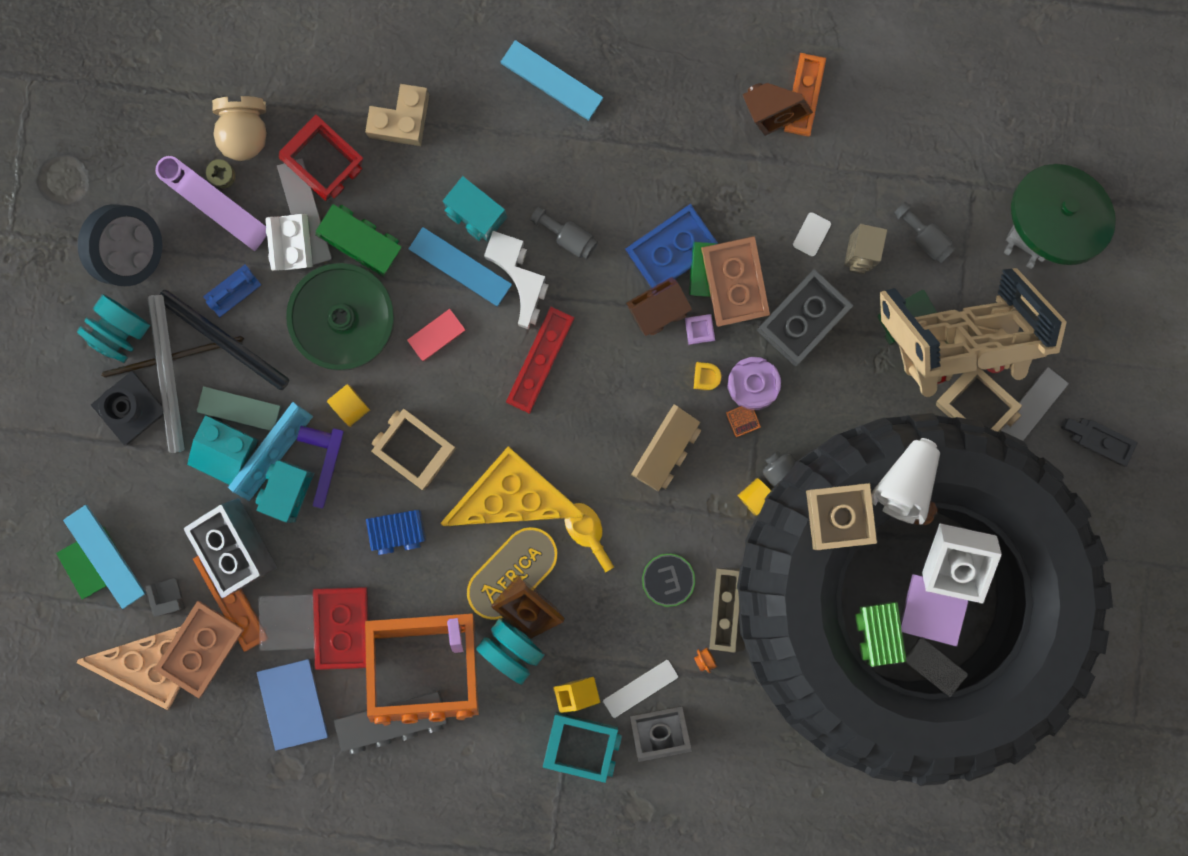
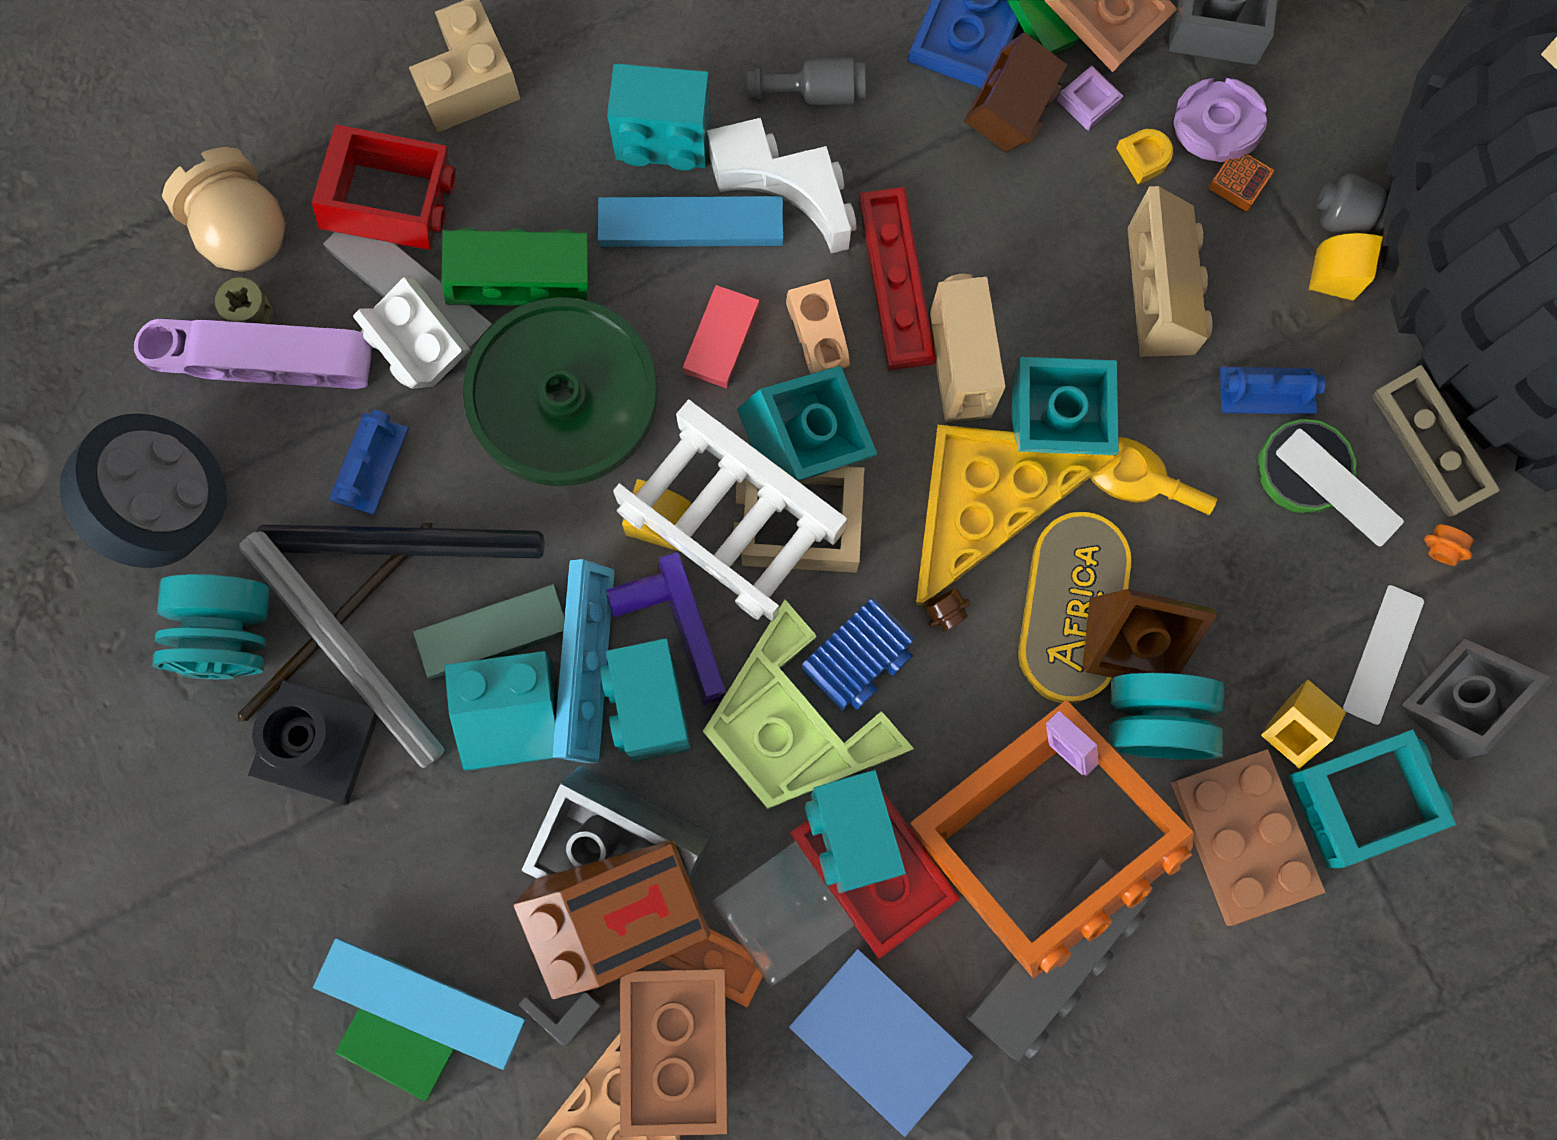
camera: 40 degrees left, 10 degrees down
(206, 575) = (610, 918): none -> dark orange slope
(334, 610) = (854, 832): none -> teal brick
(335, 541) = (778, 736): none -> yellowish green wing
(401, 435) = (775, 492): none -> white fence
(440, 412) = (808, 424): none -> teal slope
(451, 536) = (947, 609): none -> reddish brown plate
(482, 363) = (818, 326): none -> light nougat leg
(515, 726) = (1248, 838): none -> nougat plate
(540, 420) = (966, 349): none -> tan window
(566, 481) = (1065, 406): none -> teal slope
(674, 600) = (1339, 487): none -> white sticker
(677, 532) = (1270, 390): none -> blue hinge

